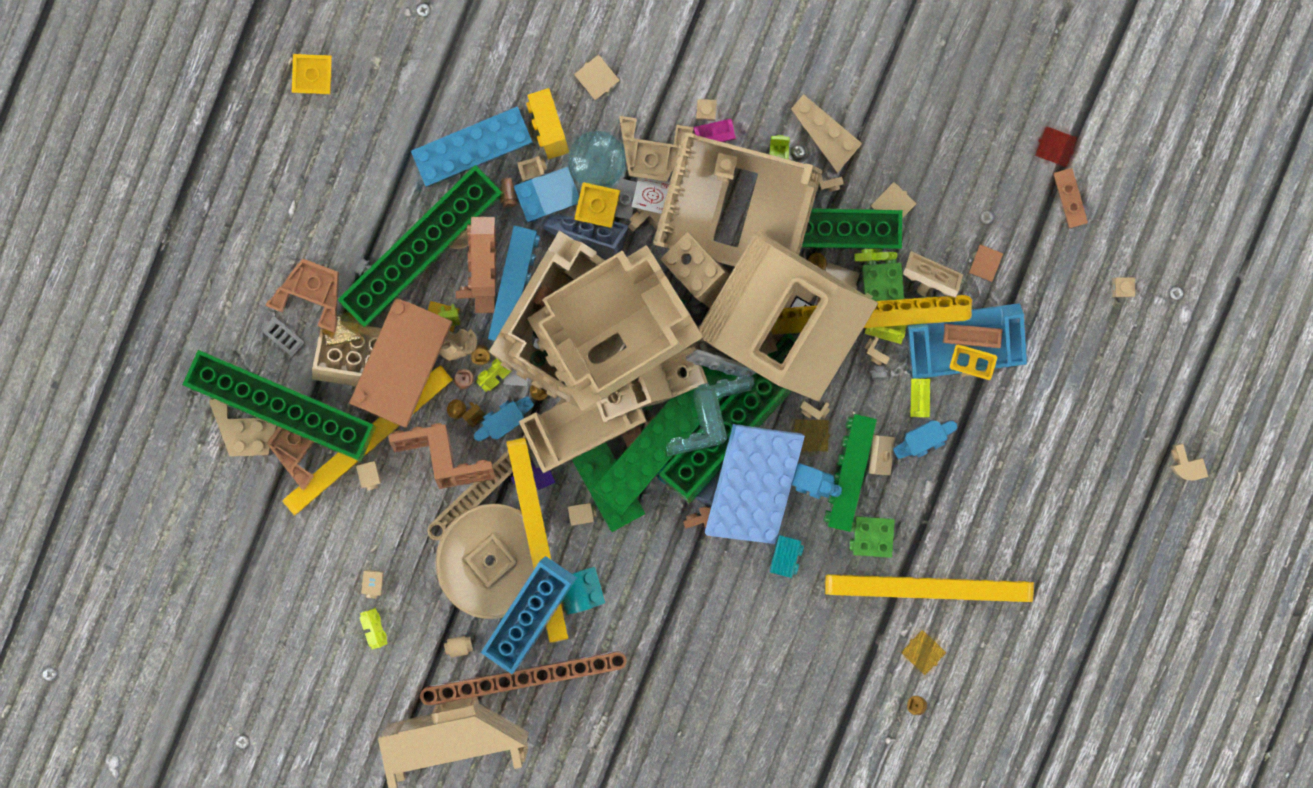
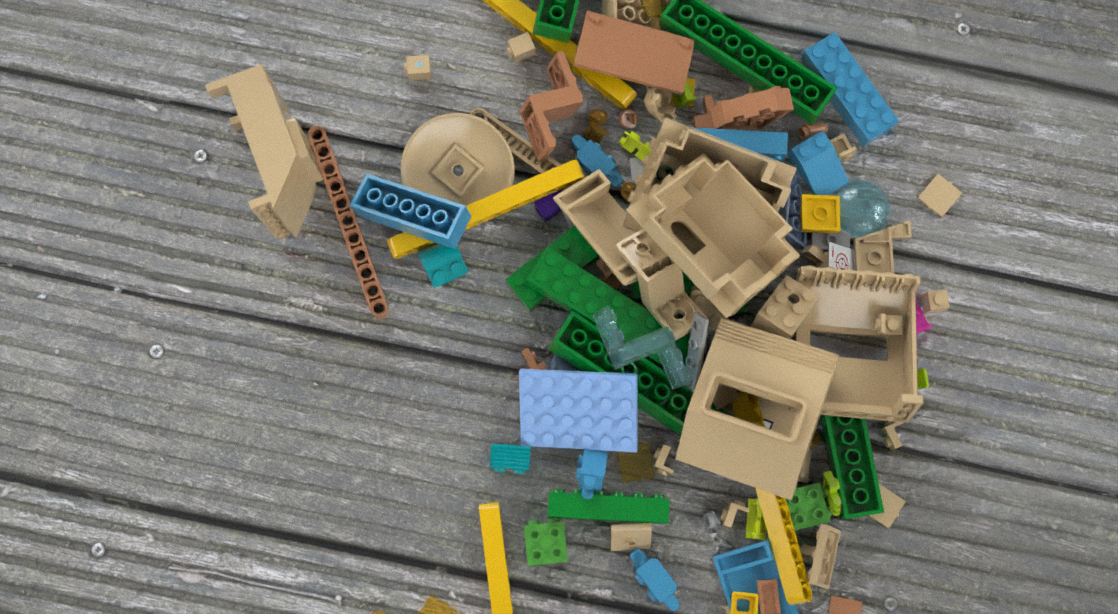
camera: 80 degrees right, 10 degrees down
(372, 620) = (380, 75): neon yellow hinge -> none
(458, 646) = (369, 156): tan brick -> none
(480, 355) = (652, 129): pearl gold tile -> none
(548, 123) = (886, 154): yellow wedge -> none
(582, 513) = (518, 250): tan brick -> none
(829, 136) = (938, 425): tan wing -> none
(920, 398) = (695, 567): neon yellow hinge -> none

